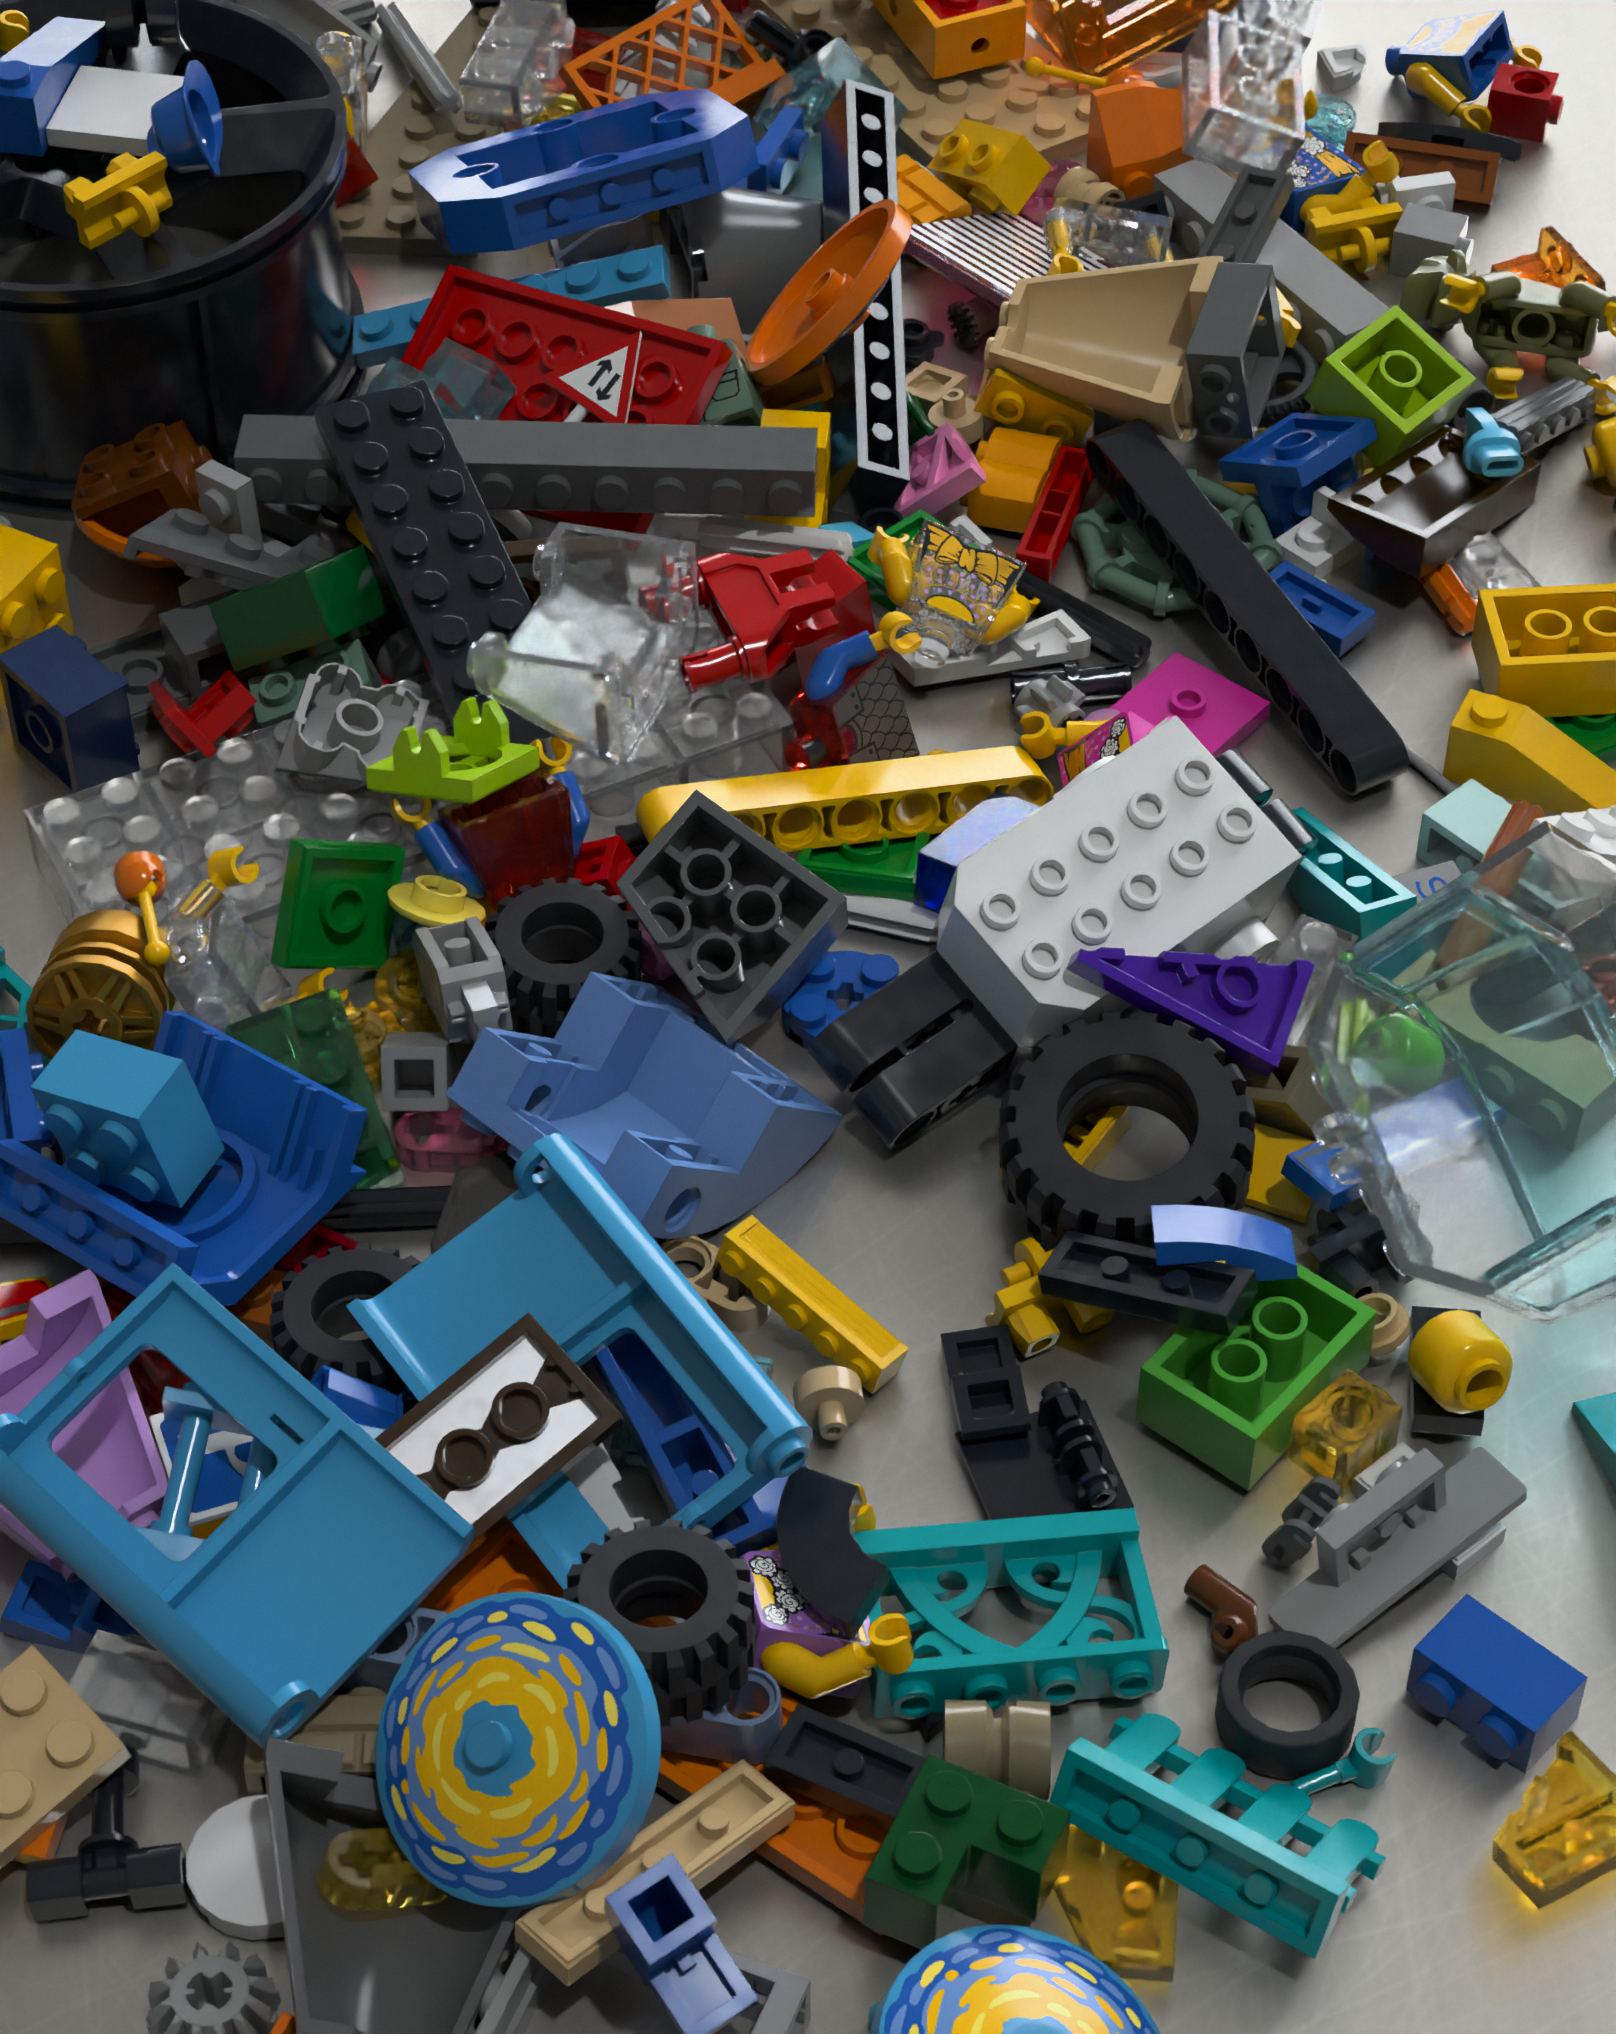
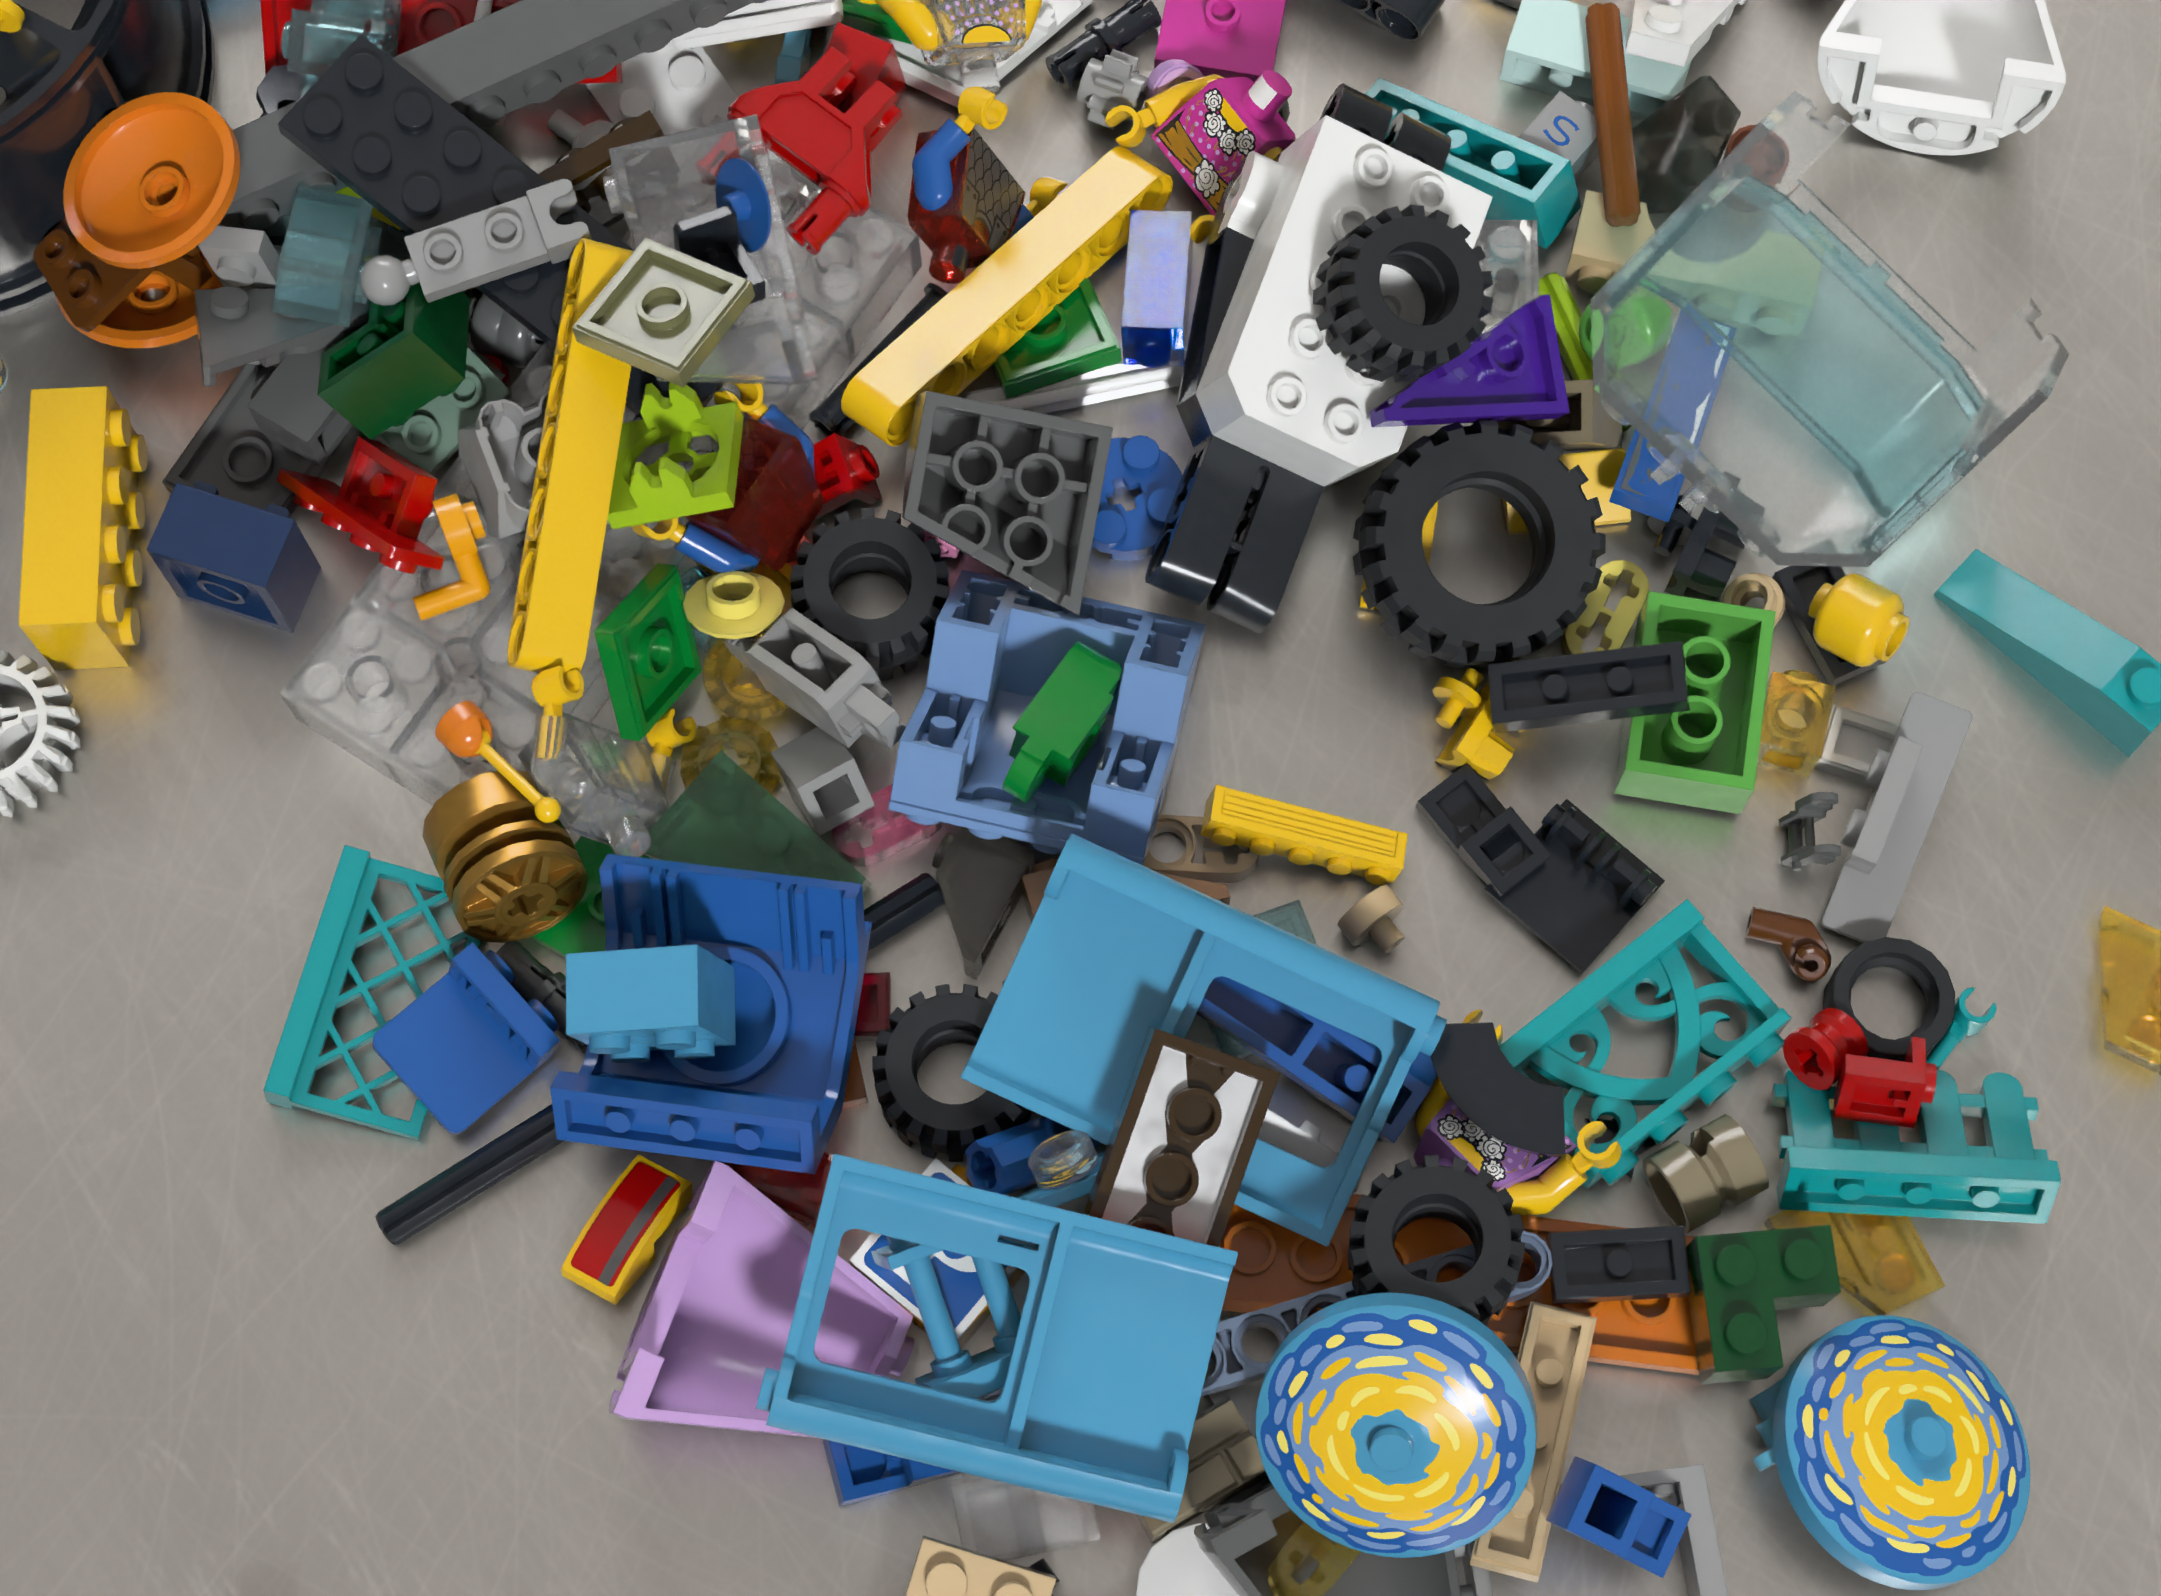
camera: 30 degrees left, 25 degrees up
(192, 412) = (151, 180): none -> orange dish
(247, 747) = (461, 529): none -> light orange plate
(288, 522) = (324, 256): none -> clear light blue brick
(368, 721) = (570, 481): none -> yellow beam
(380, 1407) = (1062, 1159): none -> clear tile
(411, 548) = (479, 247): none -> light grey plate
(508, 624) = (664, 312): none -> tile
(592, 624) = (715, 240): none -> black bracket
(642, 610) = (744, 190): none -> blue piece
(643, 1093) = (1062, 721): none -> green piece
(1165, 818) = (1440, 265): none -> black tyre
(1189, 1700) = (1818, 1051): none -> red wheel
(1219, 1234) = (1630, 615): slope -> none
(1222, 1749) = (1884, 1088): none -> red bracket
(1495, 1683) = (2031, 898): blue brick -> none

